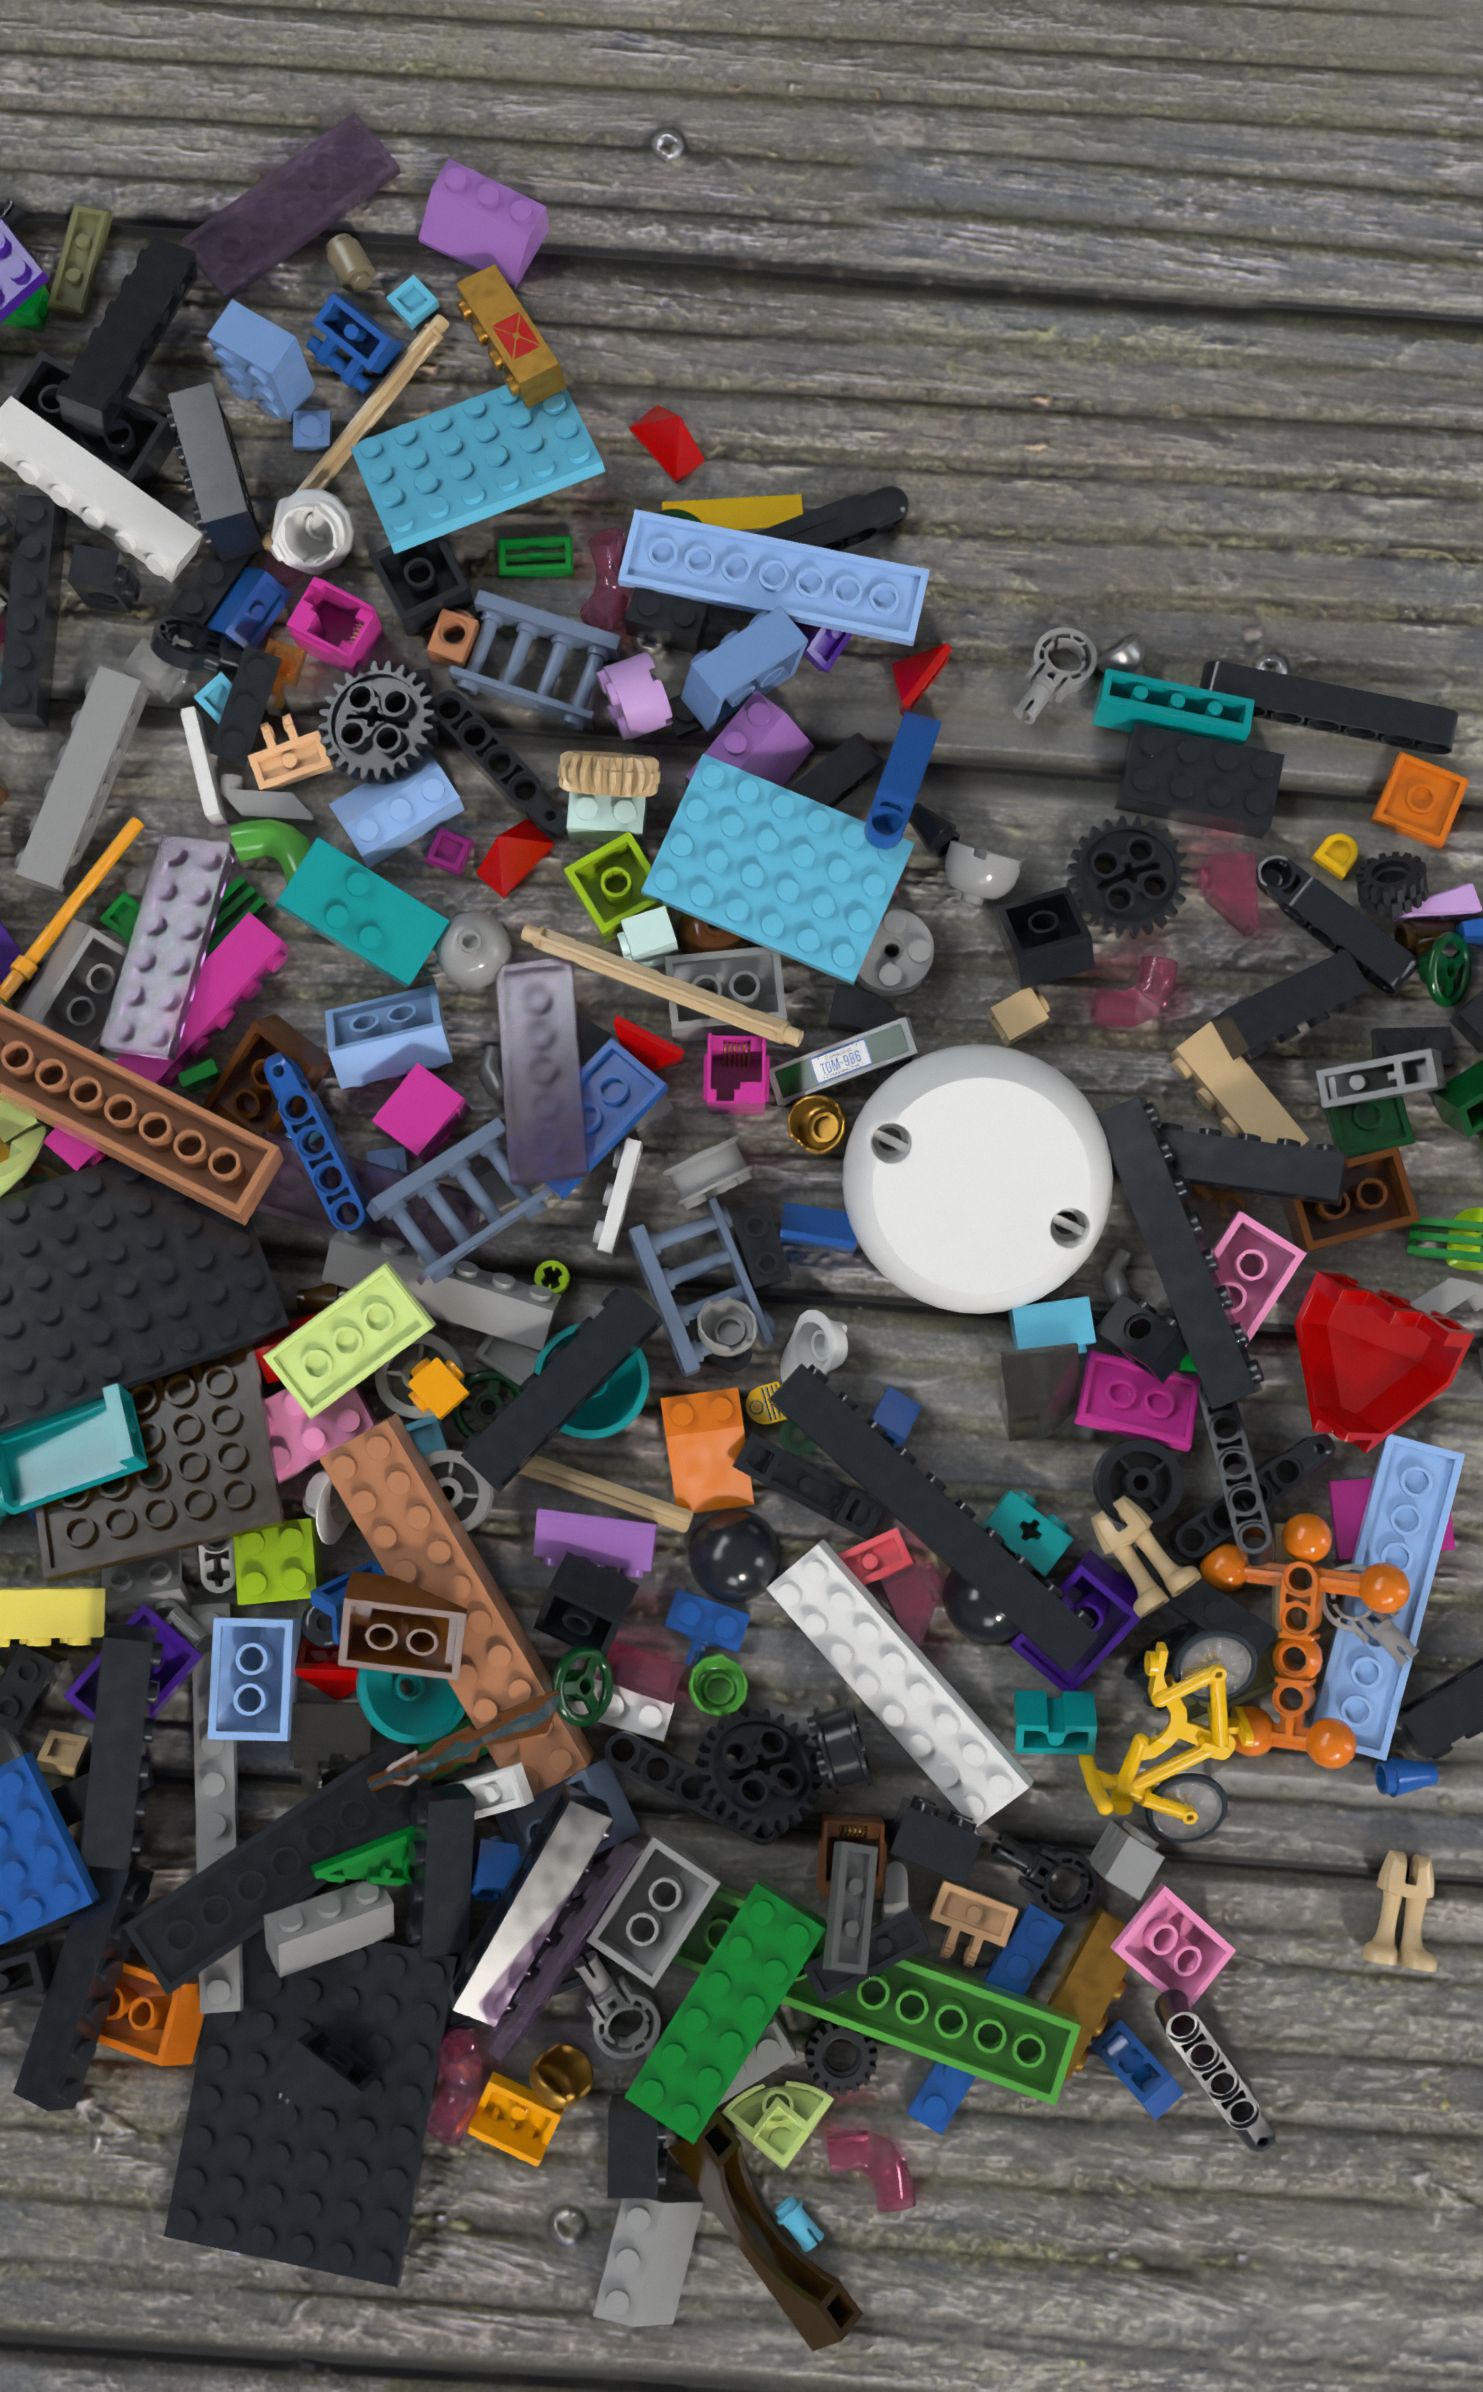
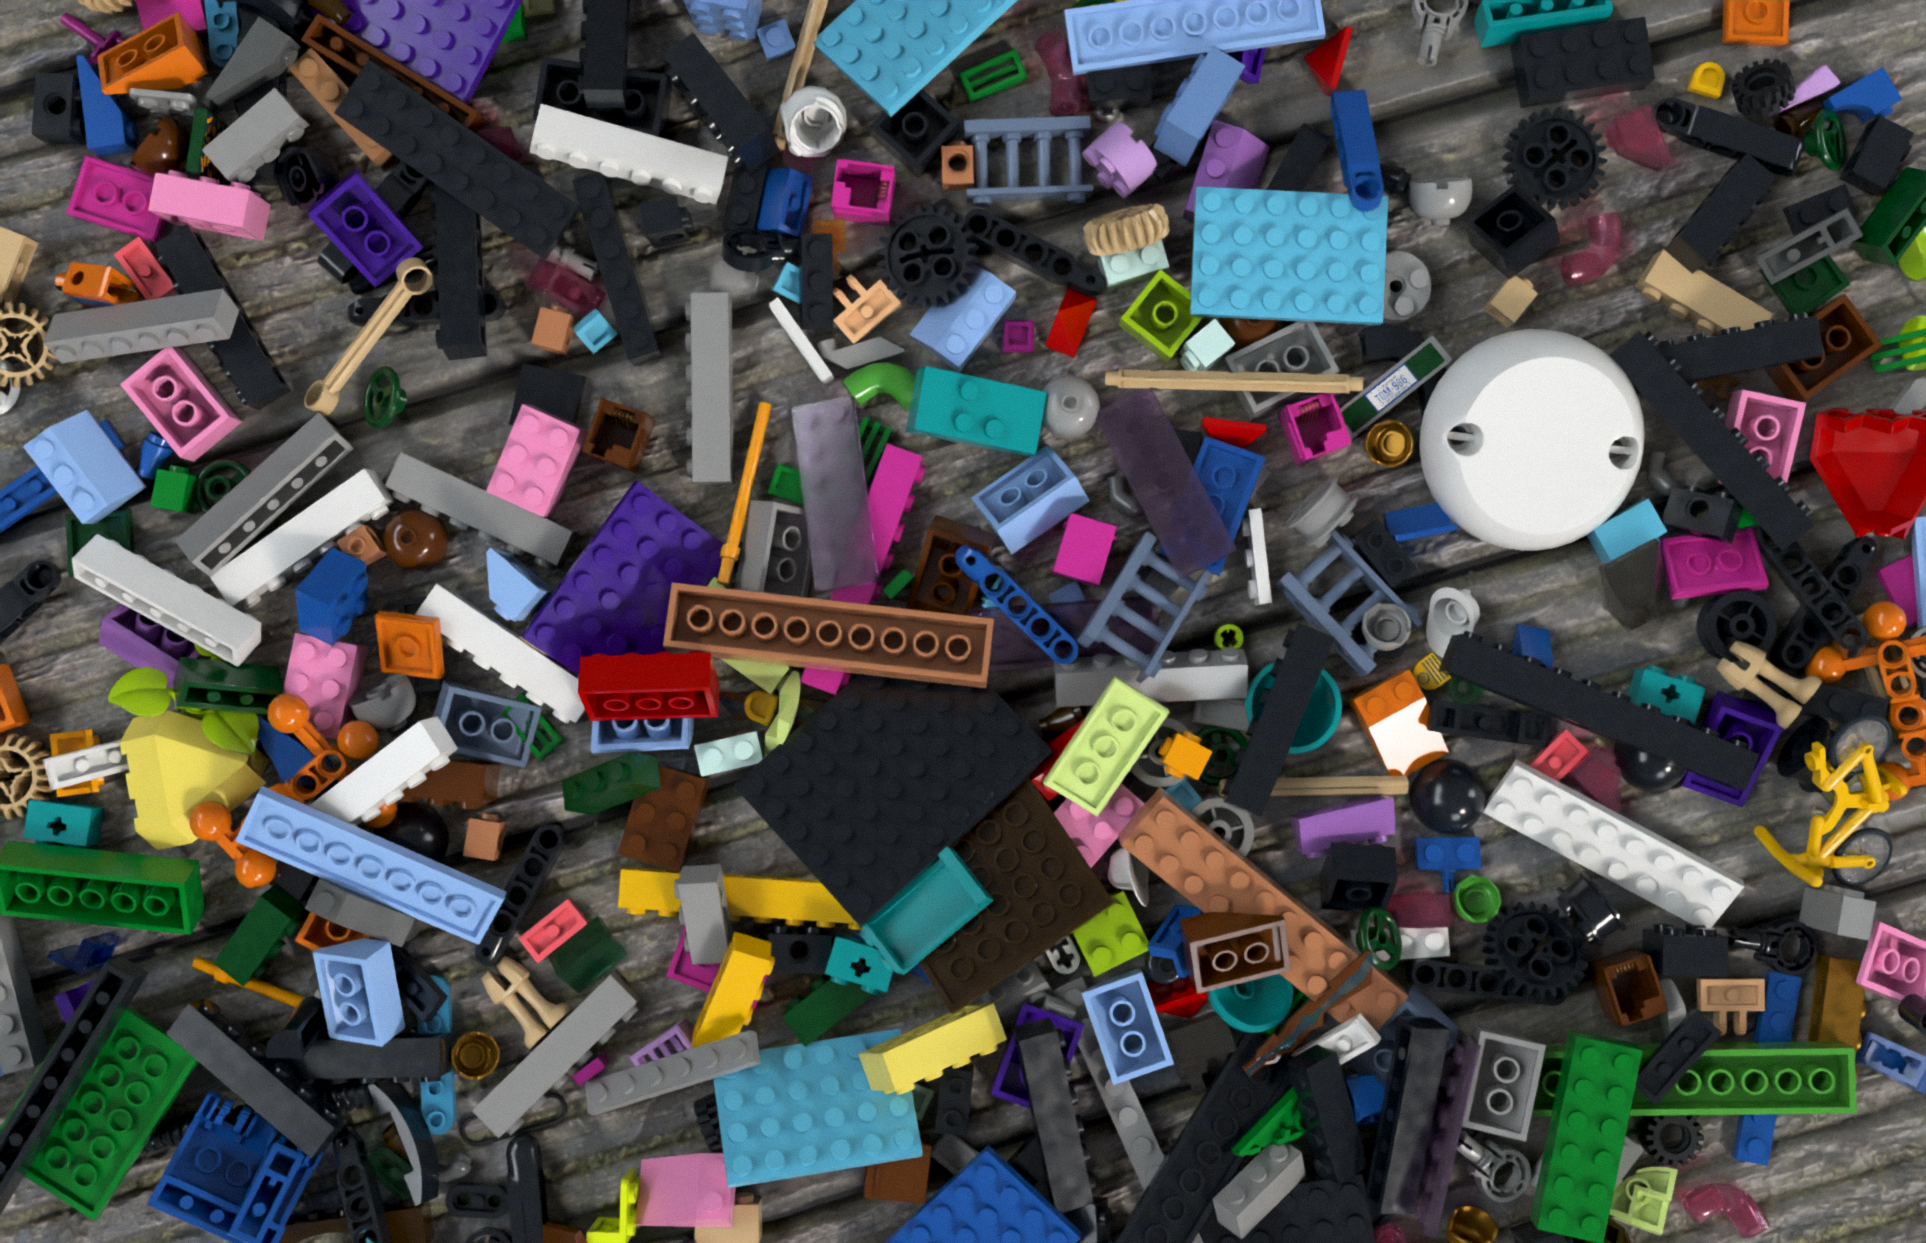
camera: 15 degrees left, 5 degrees up
(62, 1753) = (1002, 1135): tan plate -> none
(850, 1908) = (1653, 1027): dark grey plate -> none
(1054, 1724) = (1742, 832): teal brick -> none

